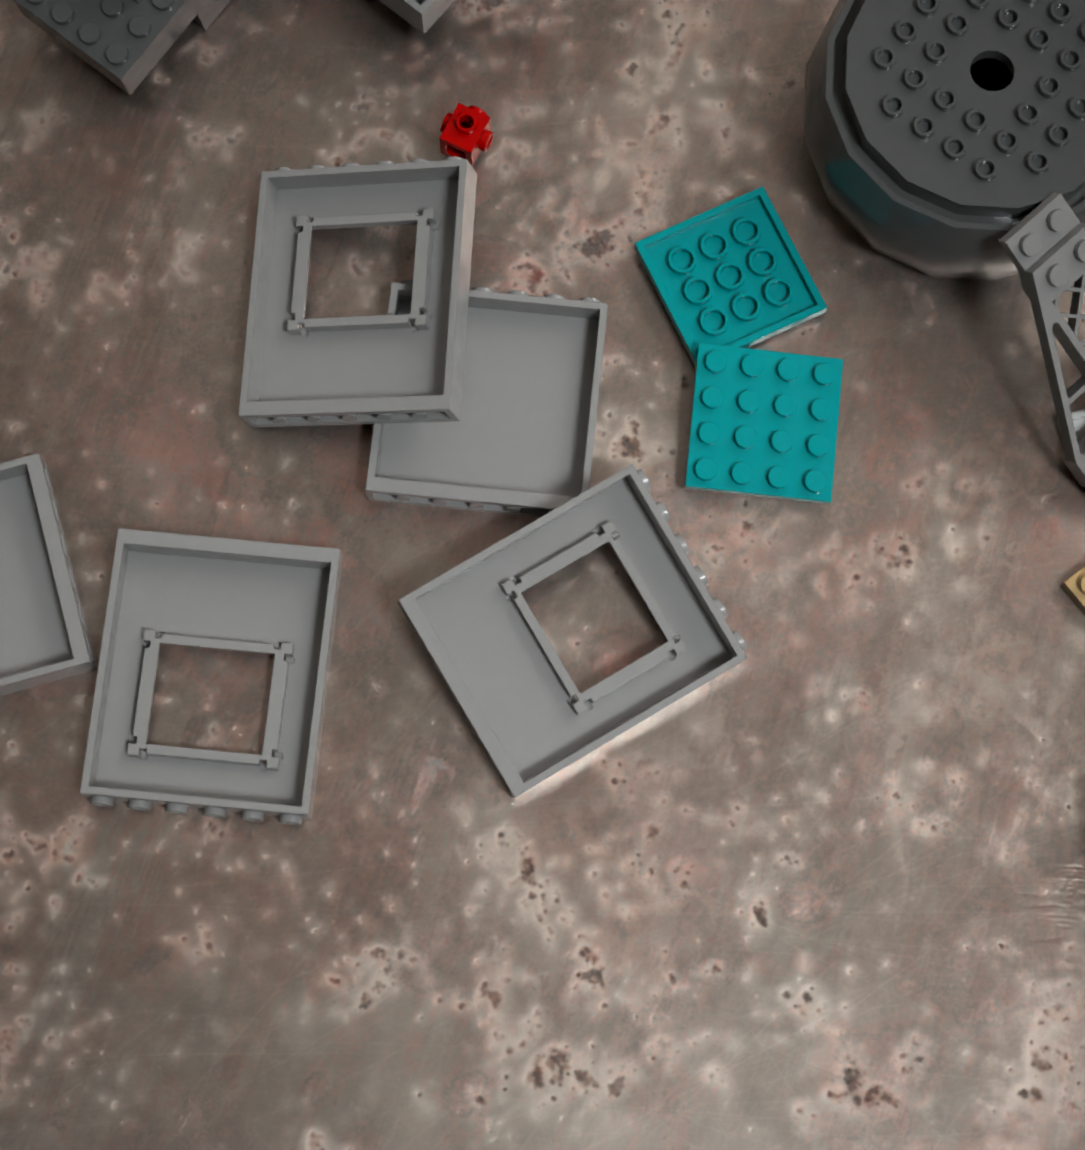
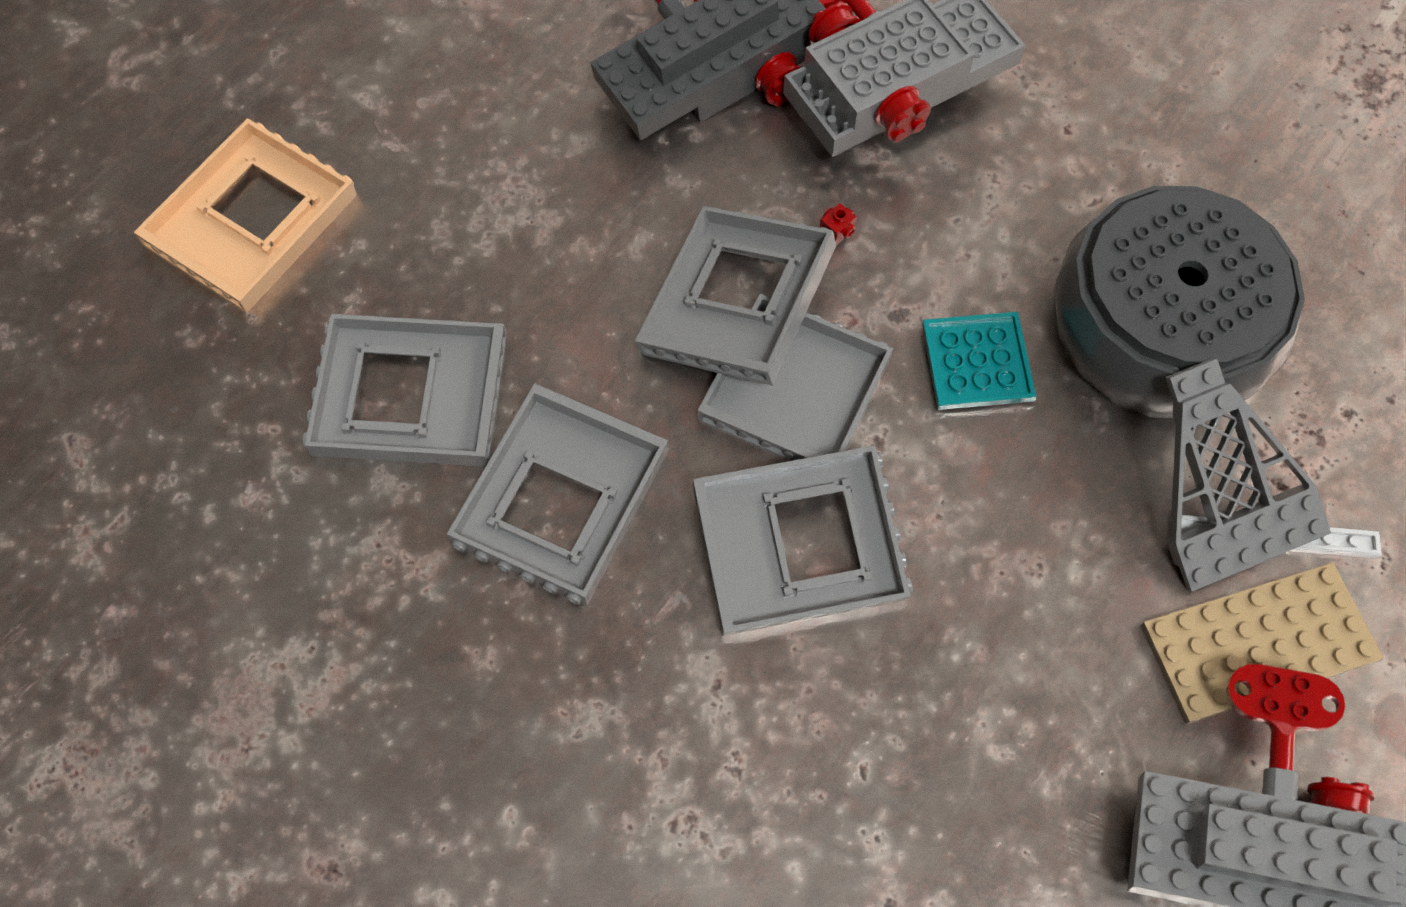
camera: 20 degrees right, 10 degrees down
(763, 423) = (971, 455): teal plate -> none

